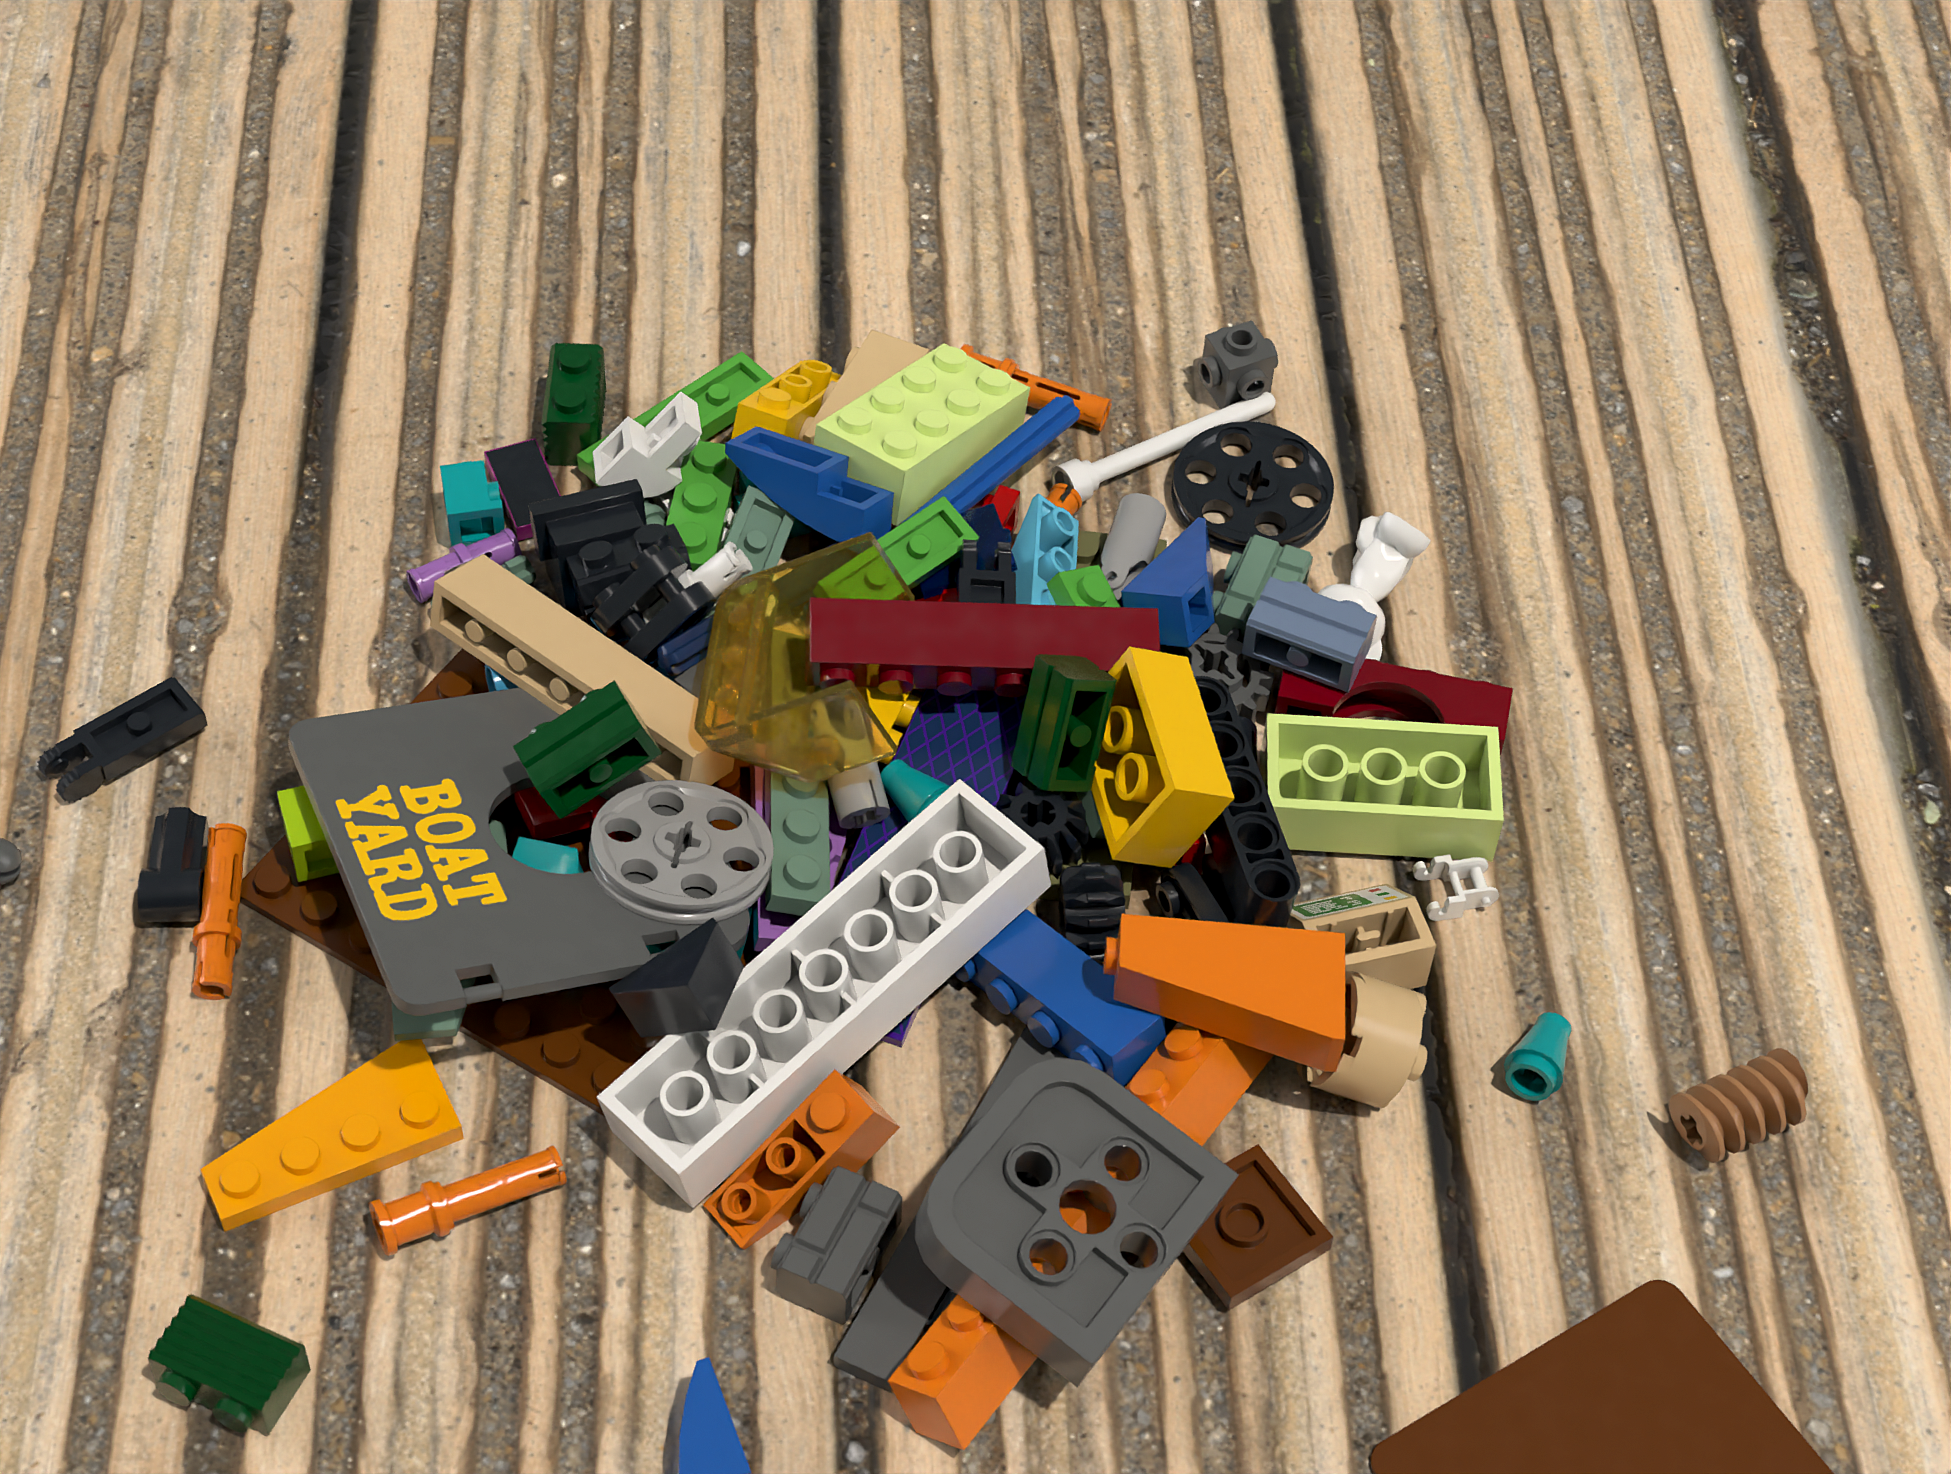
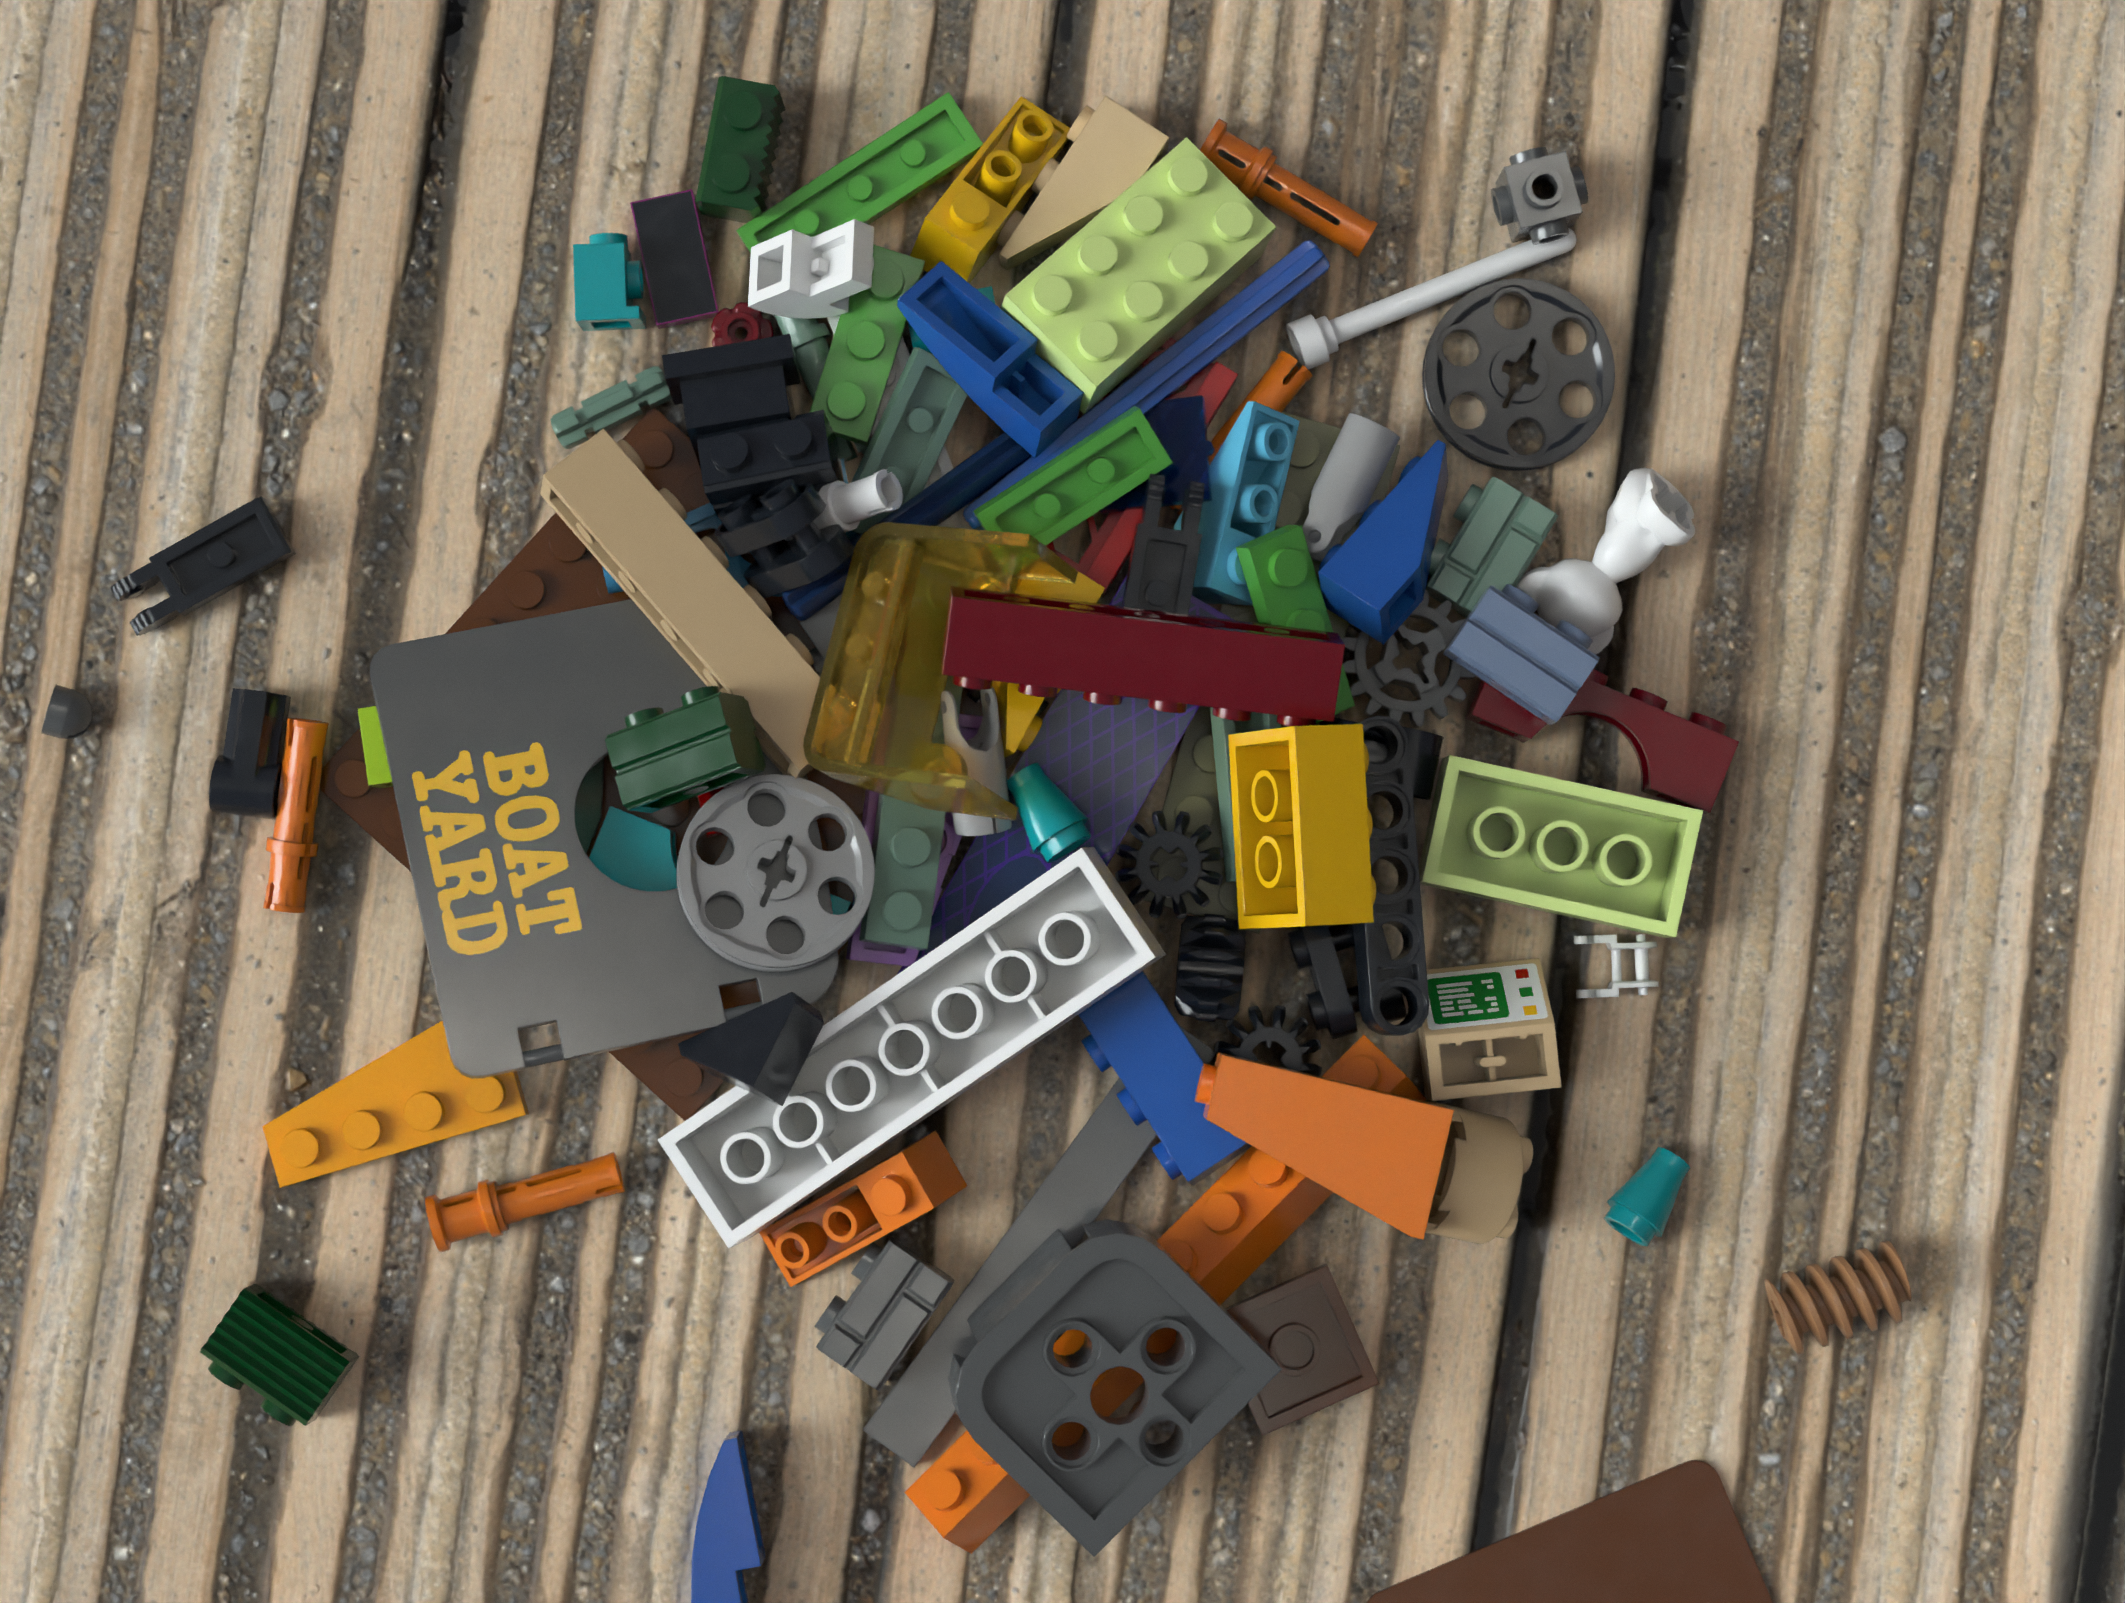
camera: 15 degrees right, 35 degrees up
(498, 548) = (593, 368): medium lavender pin -> none
(1063, 723) = (1211, 774): dark green brick -> none

